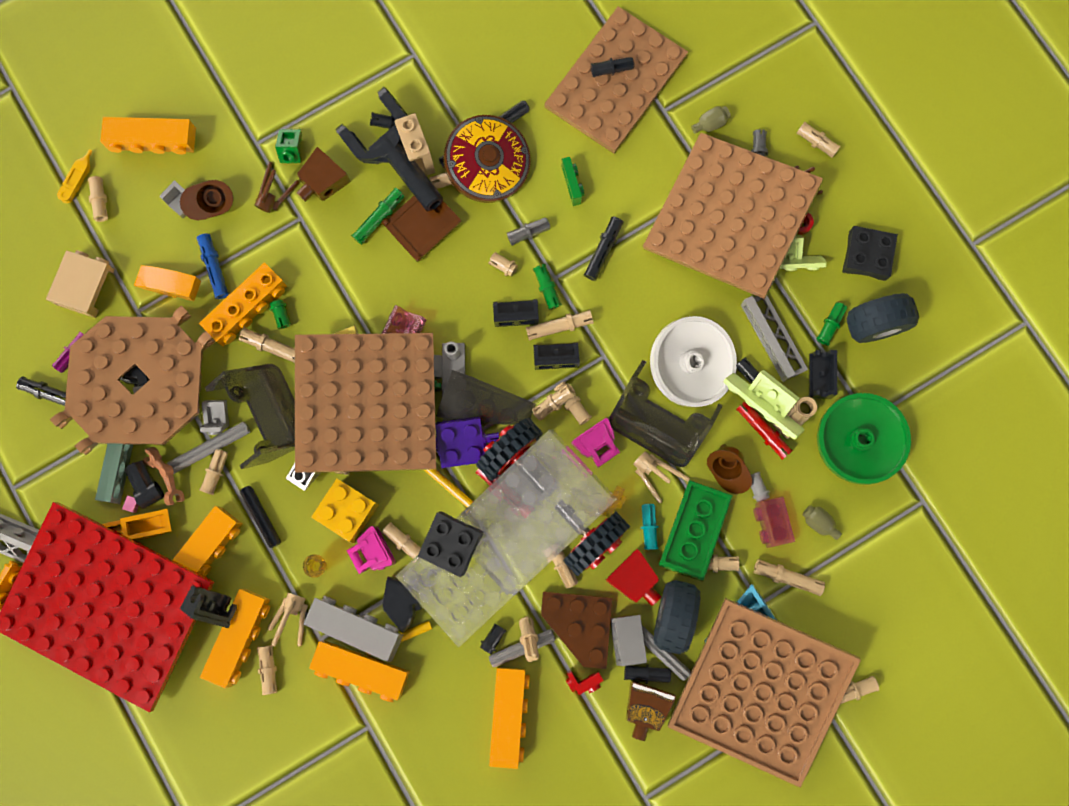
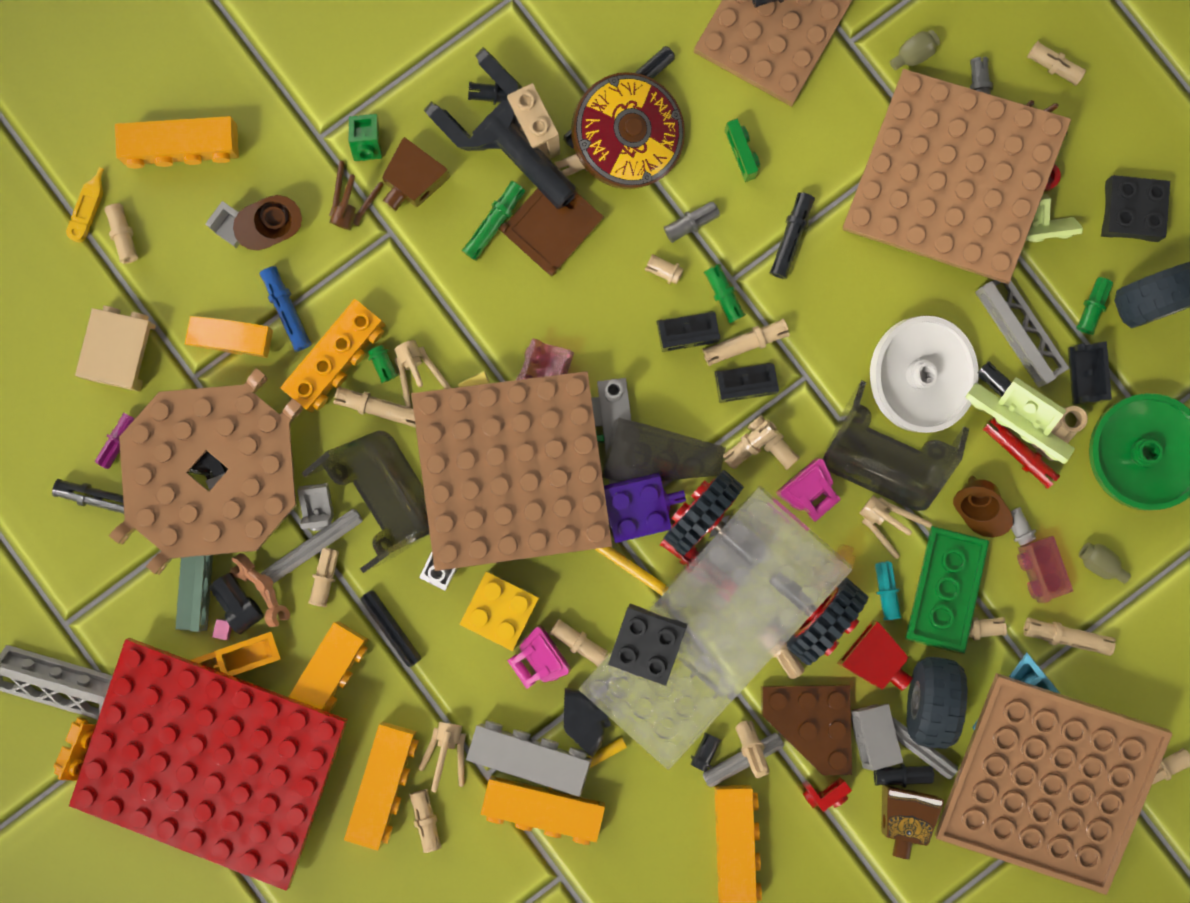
camera: 10 degrees left, 5 degrees up
(208, 606) = (346, 752): black hinge -> none
(301, 311) = (410, 357): none -> tan plant
(309, 565) = (466, 691): clear yellow cone -> none

